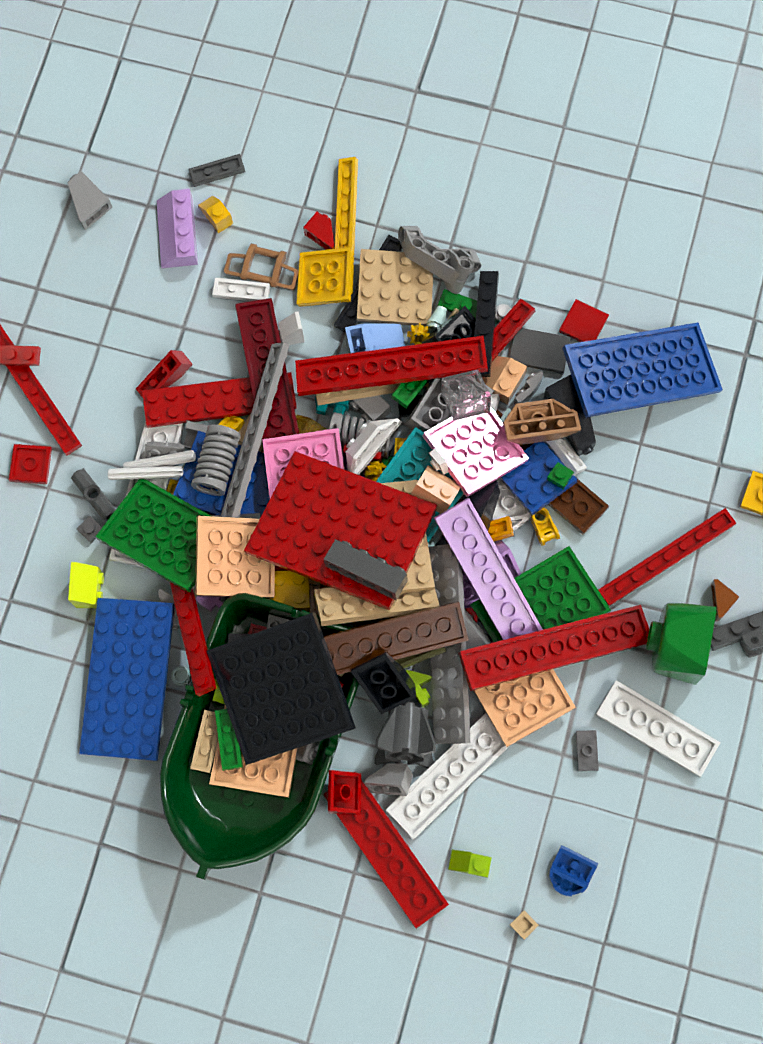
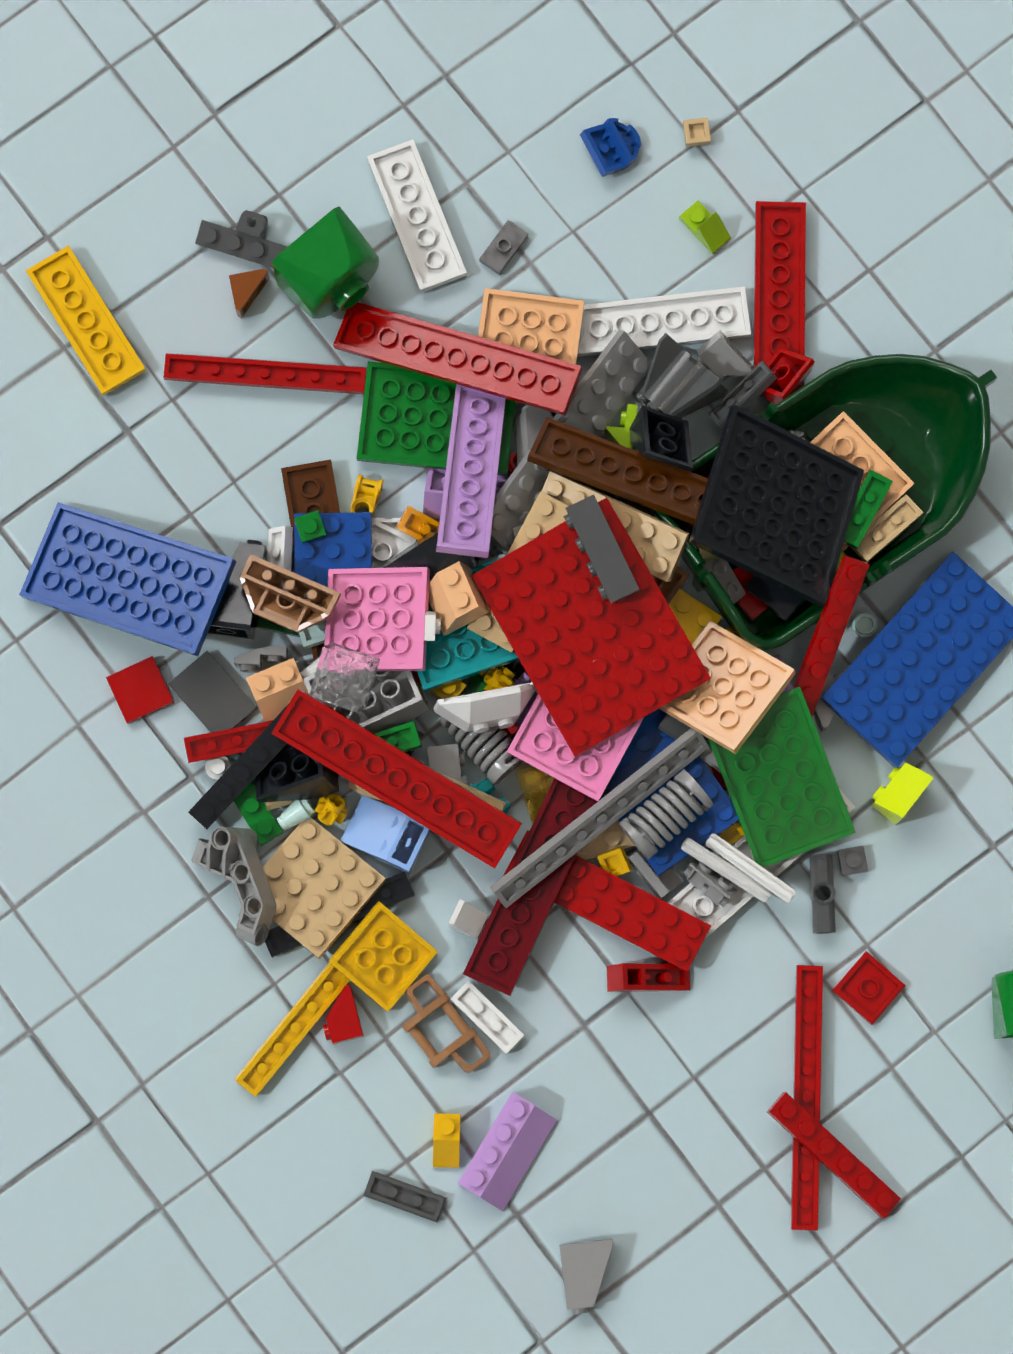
camera: 150 degrees left, 5 degrees up
(360, 761) = (744, 393): none -> dark grey tile

